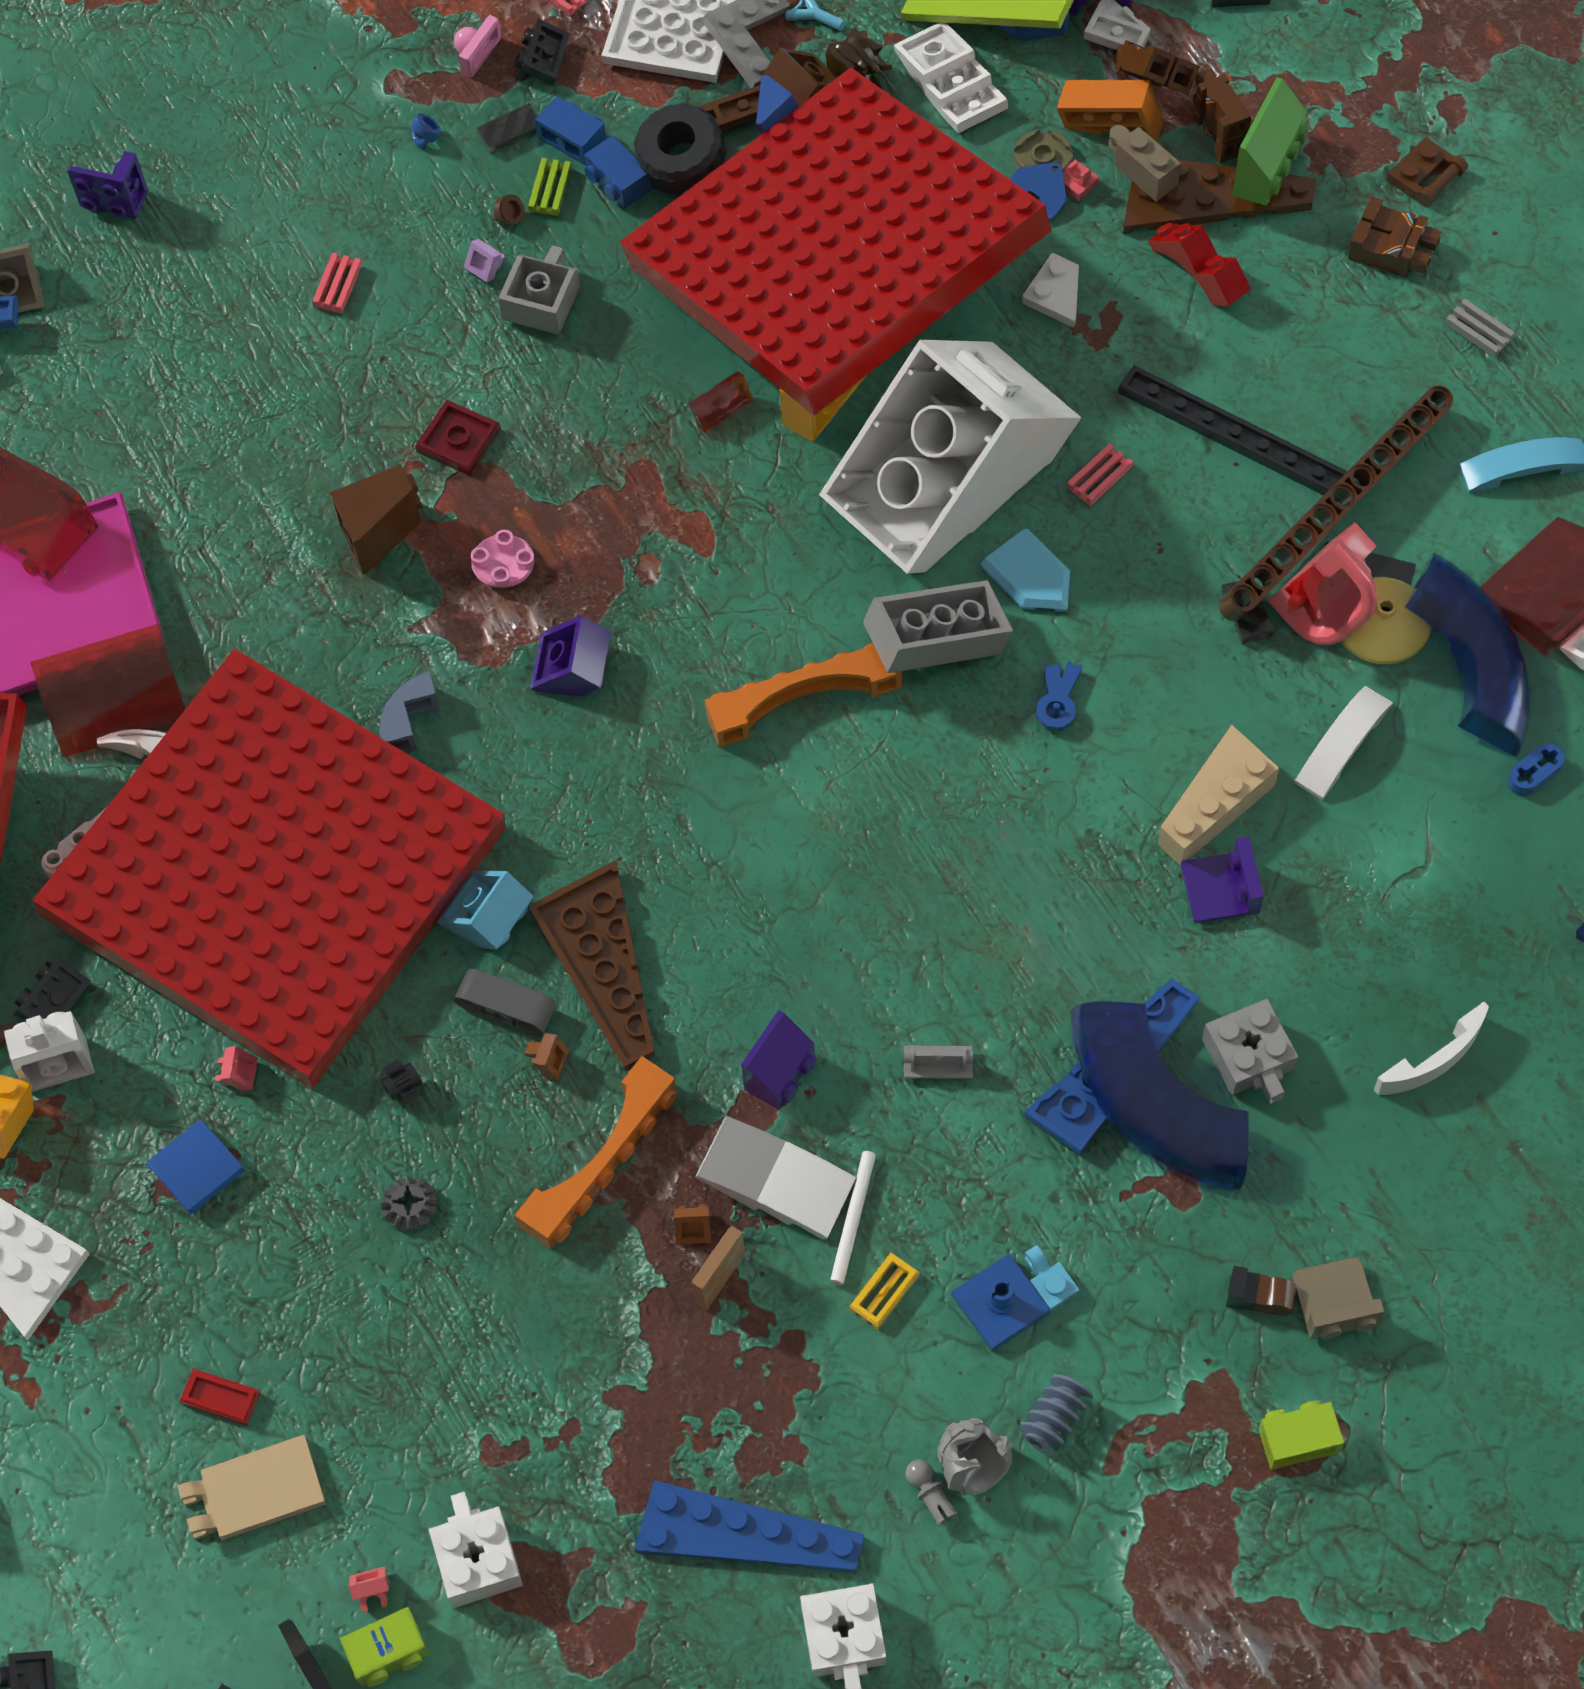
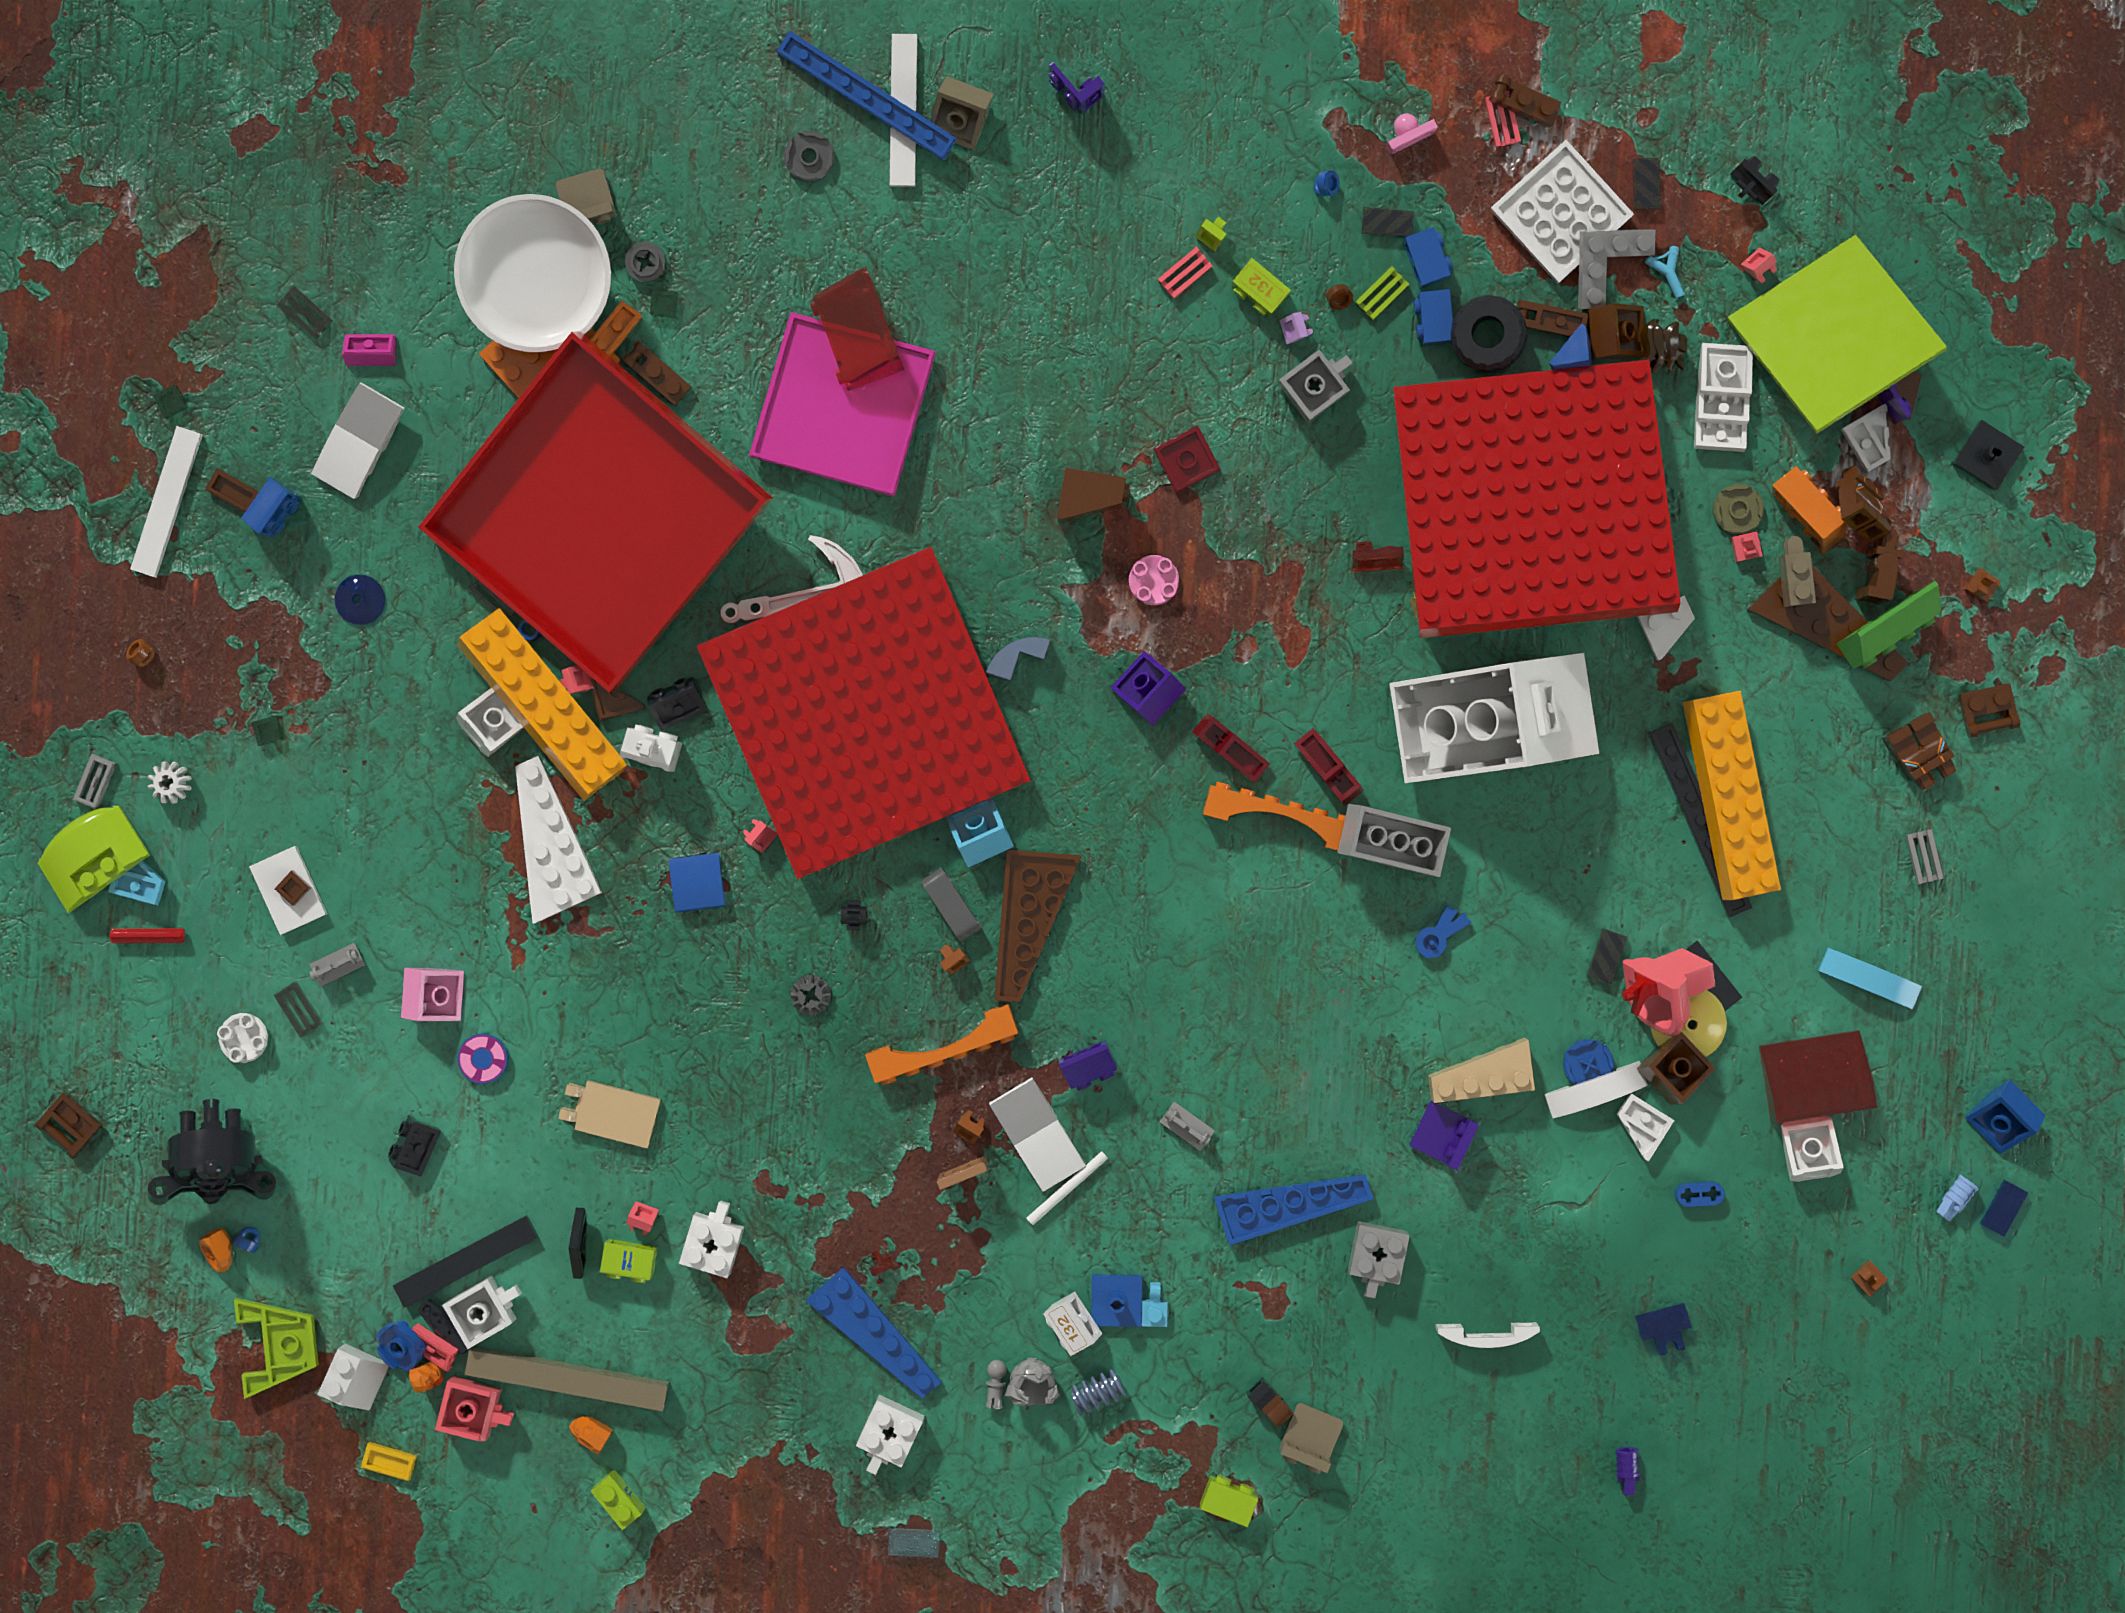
camera: 30 degrees right, 25 degrees up
(54, 1532) = (482, 1058): none -> tile
(109, 689) = (838, 507): clear red slope -> none
(219, 1397) = (625, 1040): red tile -> none
(339, 232) = (1211, 233): none -> lime tile
(423, 247) = (1260, 288): none -> lime brick
(542, 52) = (1451, 172): black bracket -> none
(698, 1445) = (880, 1264): none -> clear red tile
(700, 660) = (1231, 747): none -> dark red slope
(818, 615) = (1329, 767): none -> dark red slope
(867, 1314) = (1047, 1237): yellow tile -> none
(967, 1356) = (1072, 1324): none -> white brick
(1029, 573) = (1488, 830): medium azure tile -> none
(1044, 184) = (1719, 534): blue piece -> none
(1088, 469) = (1609, 785): coral tile -> none
(1153, 1104) = (1289, 1246): clear blue brick -> none
(1192, 248) = (1777, 668): red arch -> none
(1246, 384) = (1731, 796): none -> light orange brick
(1309, 719) = (1587, 1060): none -> blue tile
(1327, 78) = (1982, 585): none -> dark orange tile
(1327, 509) = (1733, 930): reddish brown beam -> none
(1406, 661) = (1676, 1068): none -> reddish brown slope
(1421, 739) = (1644, 1124): none -> white wing
(1485, 651) = (1731, 1094): clear blue brick -> none

